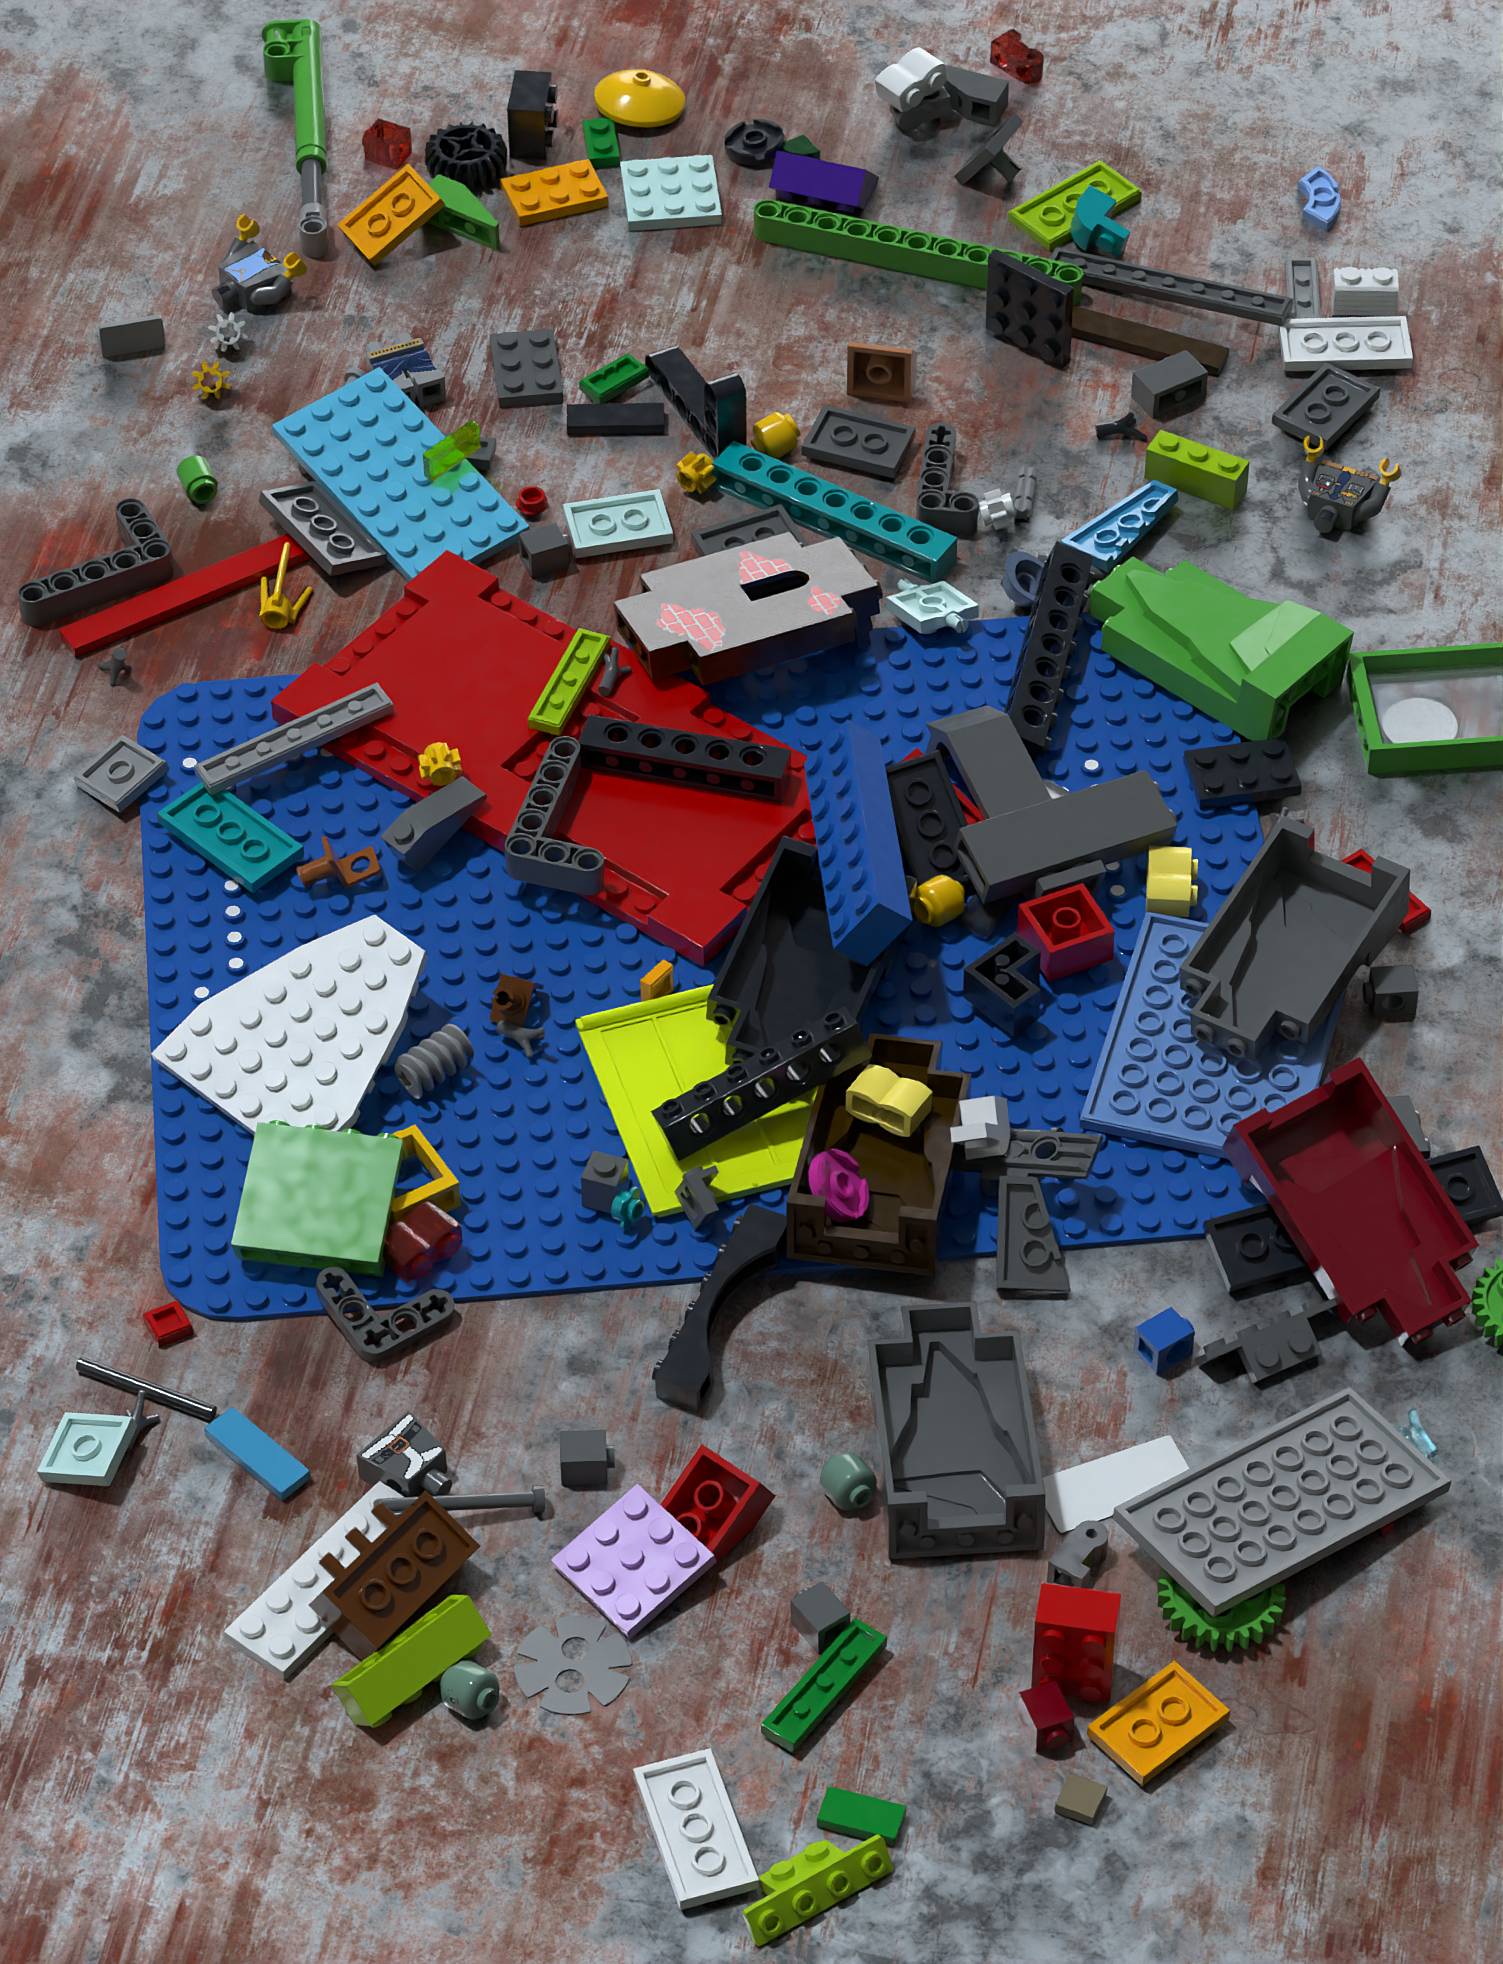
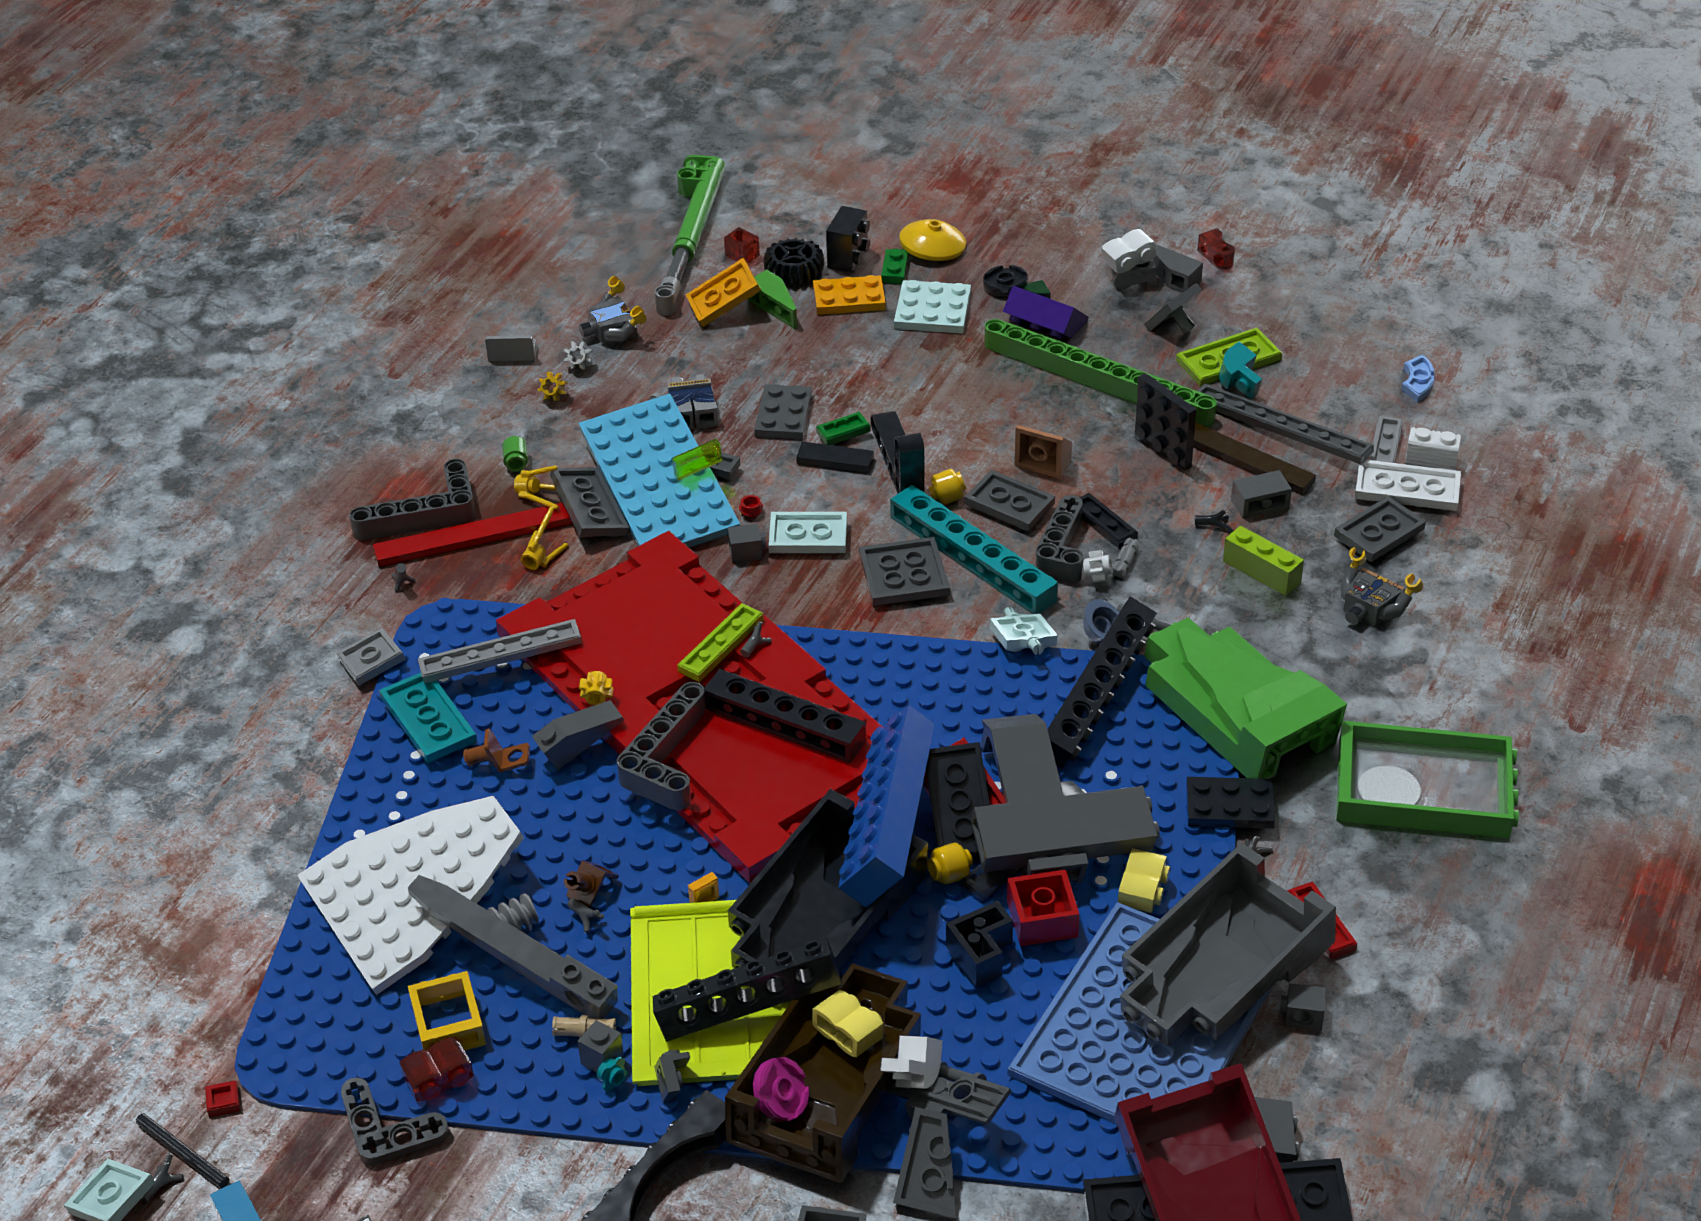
camera: 15 degrees right, 5 degrees down
(231, 518) = (527, 484): none -> yellow plant
(318, 1198) = (366, 1017): bright green panel -> none
(534, 1112) = (558, 975): none -> dark grey piece
(564, 1165) = (576, 1026): none -> tan pin
(695, 472) = (877, 504): yellow gear -> none
(706, 623) = (841, 621): panel -> none
(988, 450) = (1106, 521): none -> black tile
(1123, 525) = (1191, 594): dark azure wing -> none

